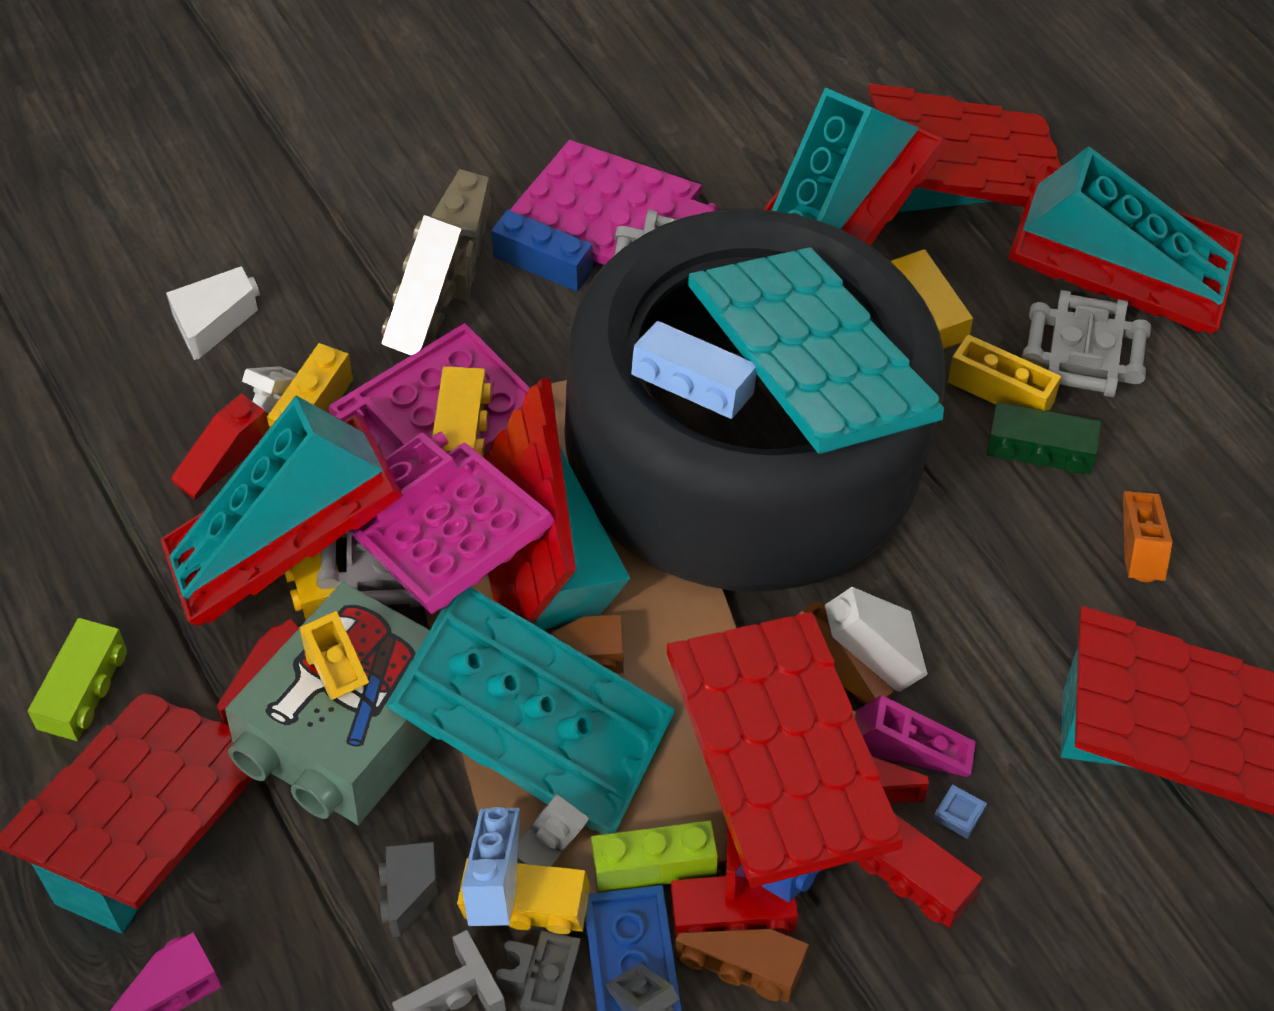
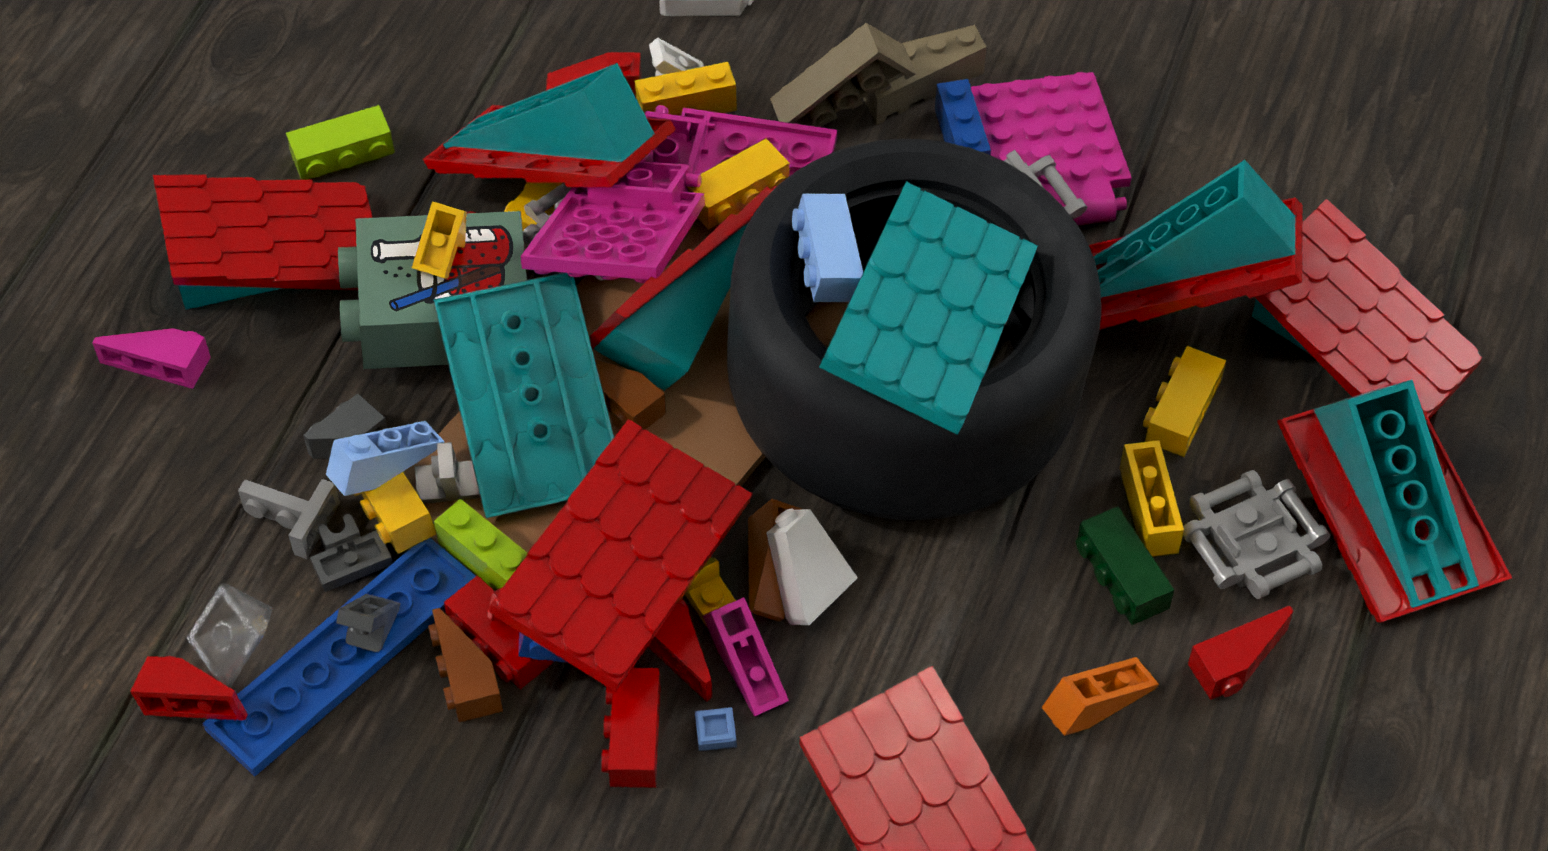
camera: 50 degrees right, 0 degrees up
(1181, 428) = (1232, 657): none -> red slope

